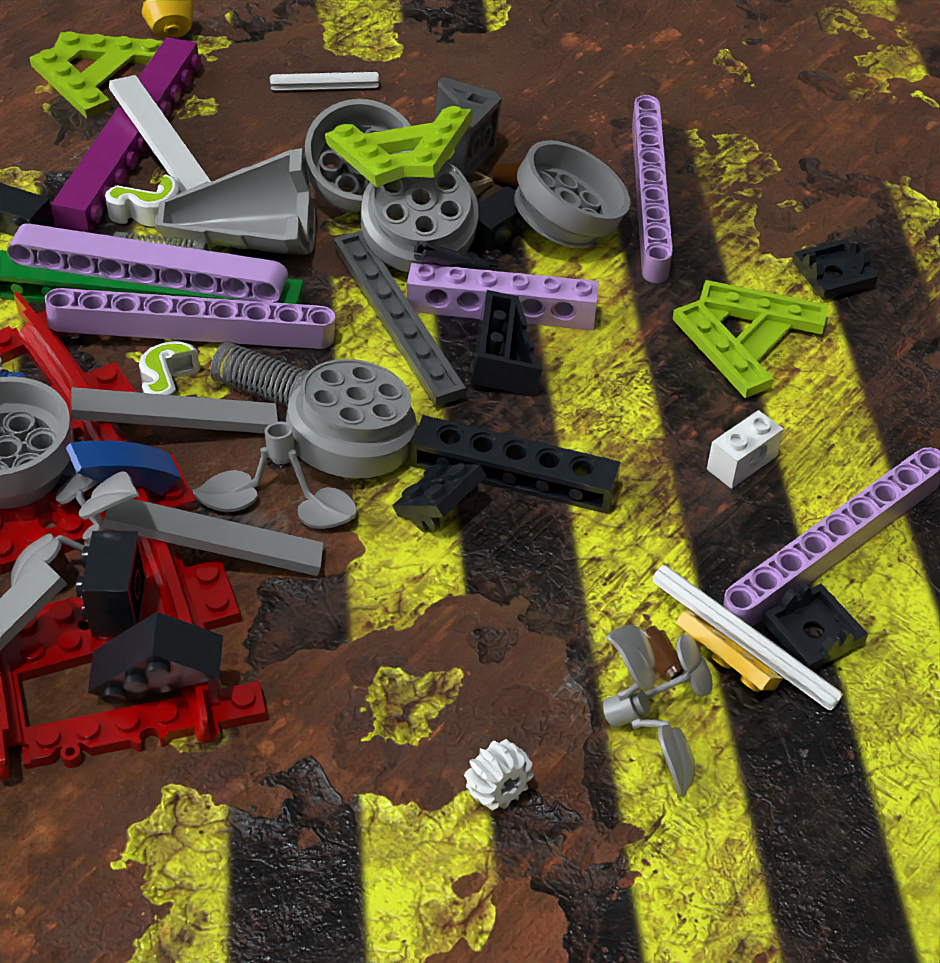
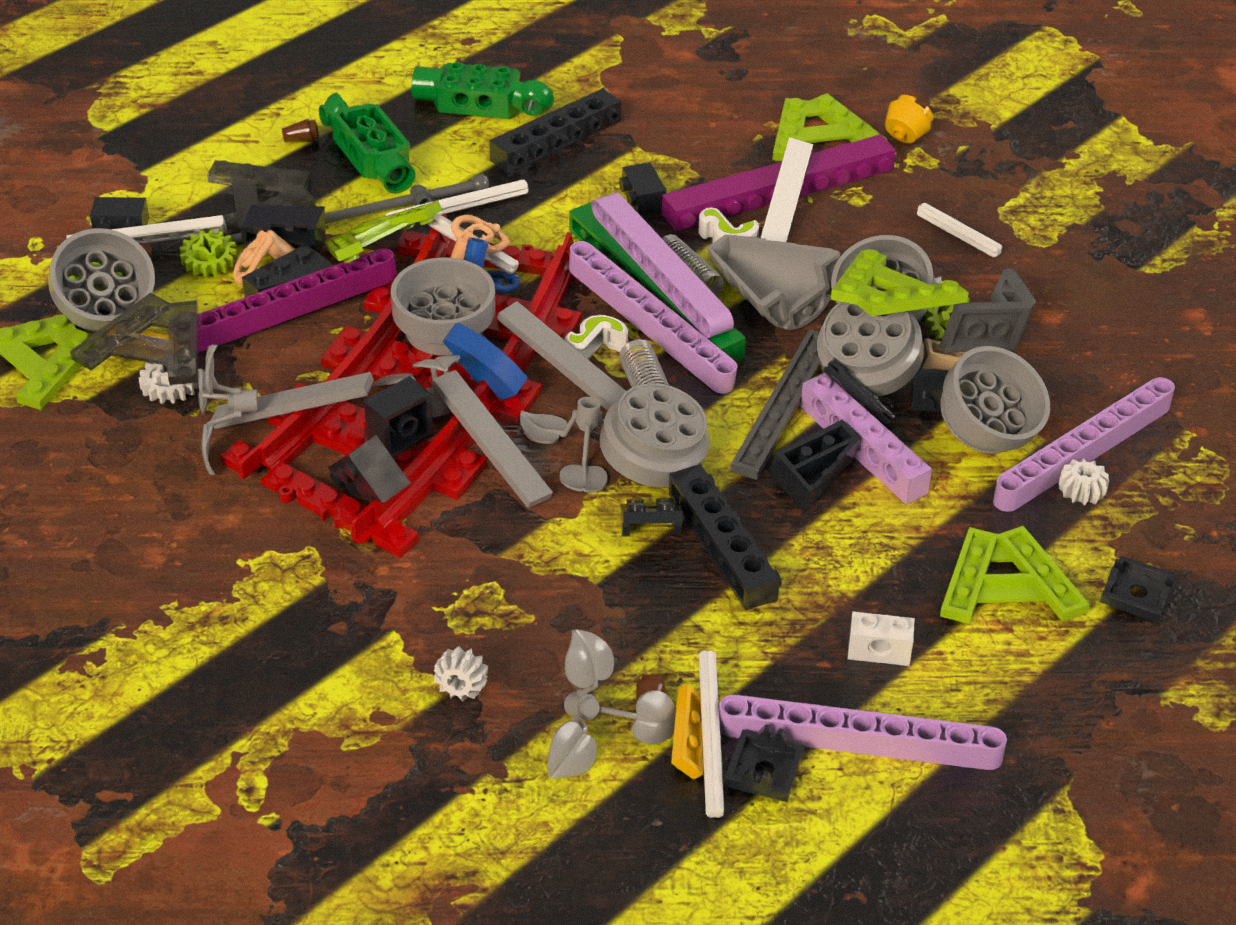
camera: 50 degrees right, 5 degrees down
(692, 215) = (1083, 481): none -> white gear

